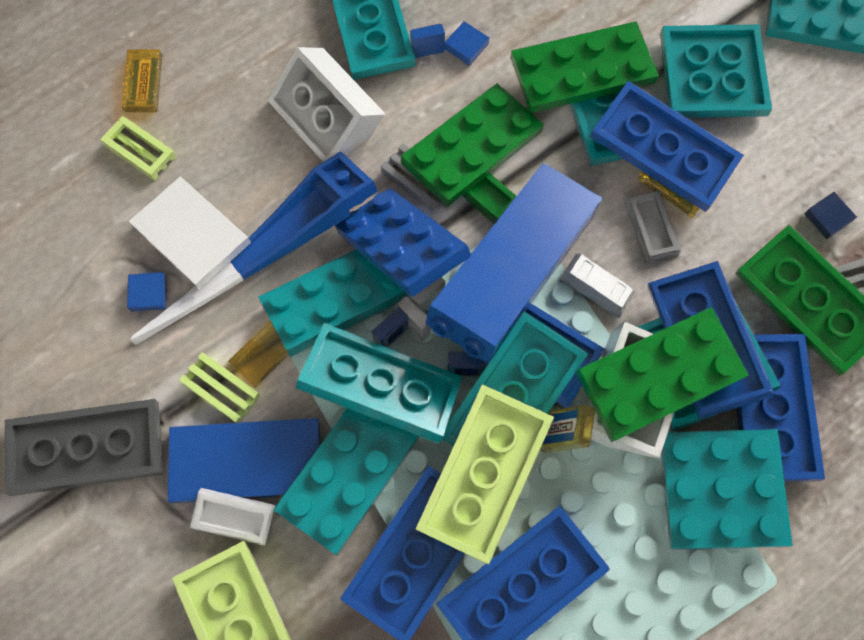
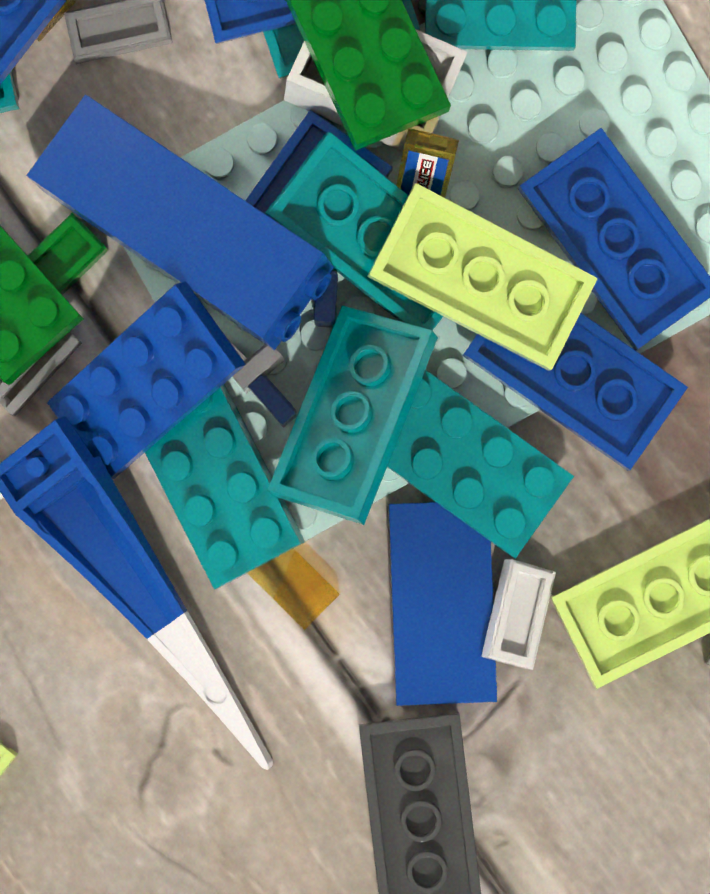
camera: 90 degrees left, 15 degrees up
(147, 291) = (197, 750): blue tile -> none
(190, 232) = (107, 693): white tile -> none
(197, 370) = (315, 674): yellowish green tile -> none
(597, 285) = (208, 113): tile -> none

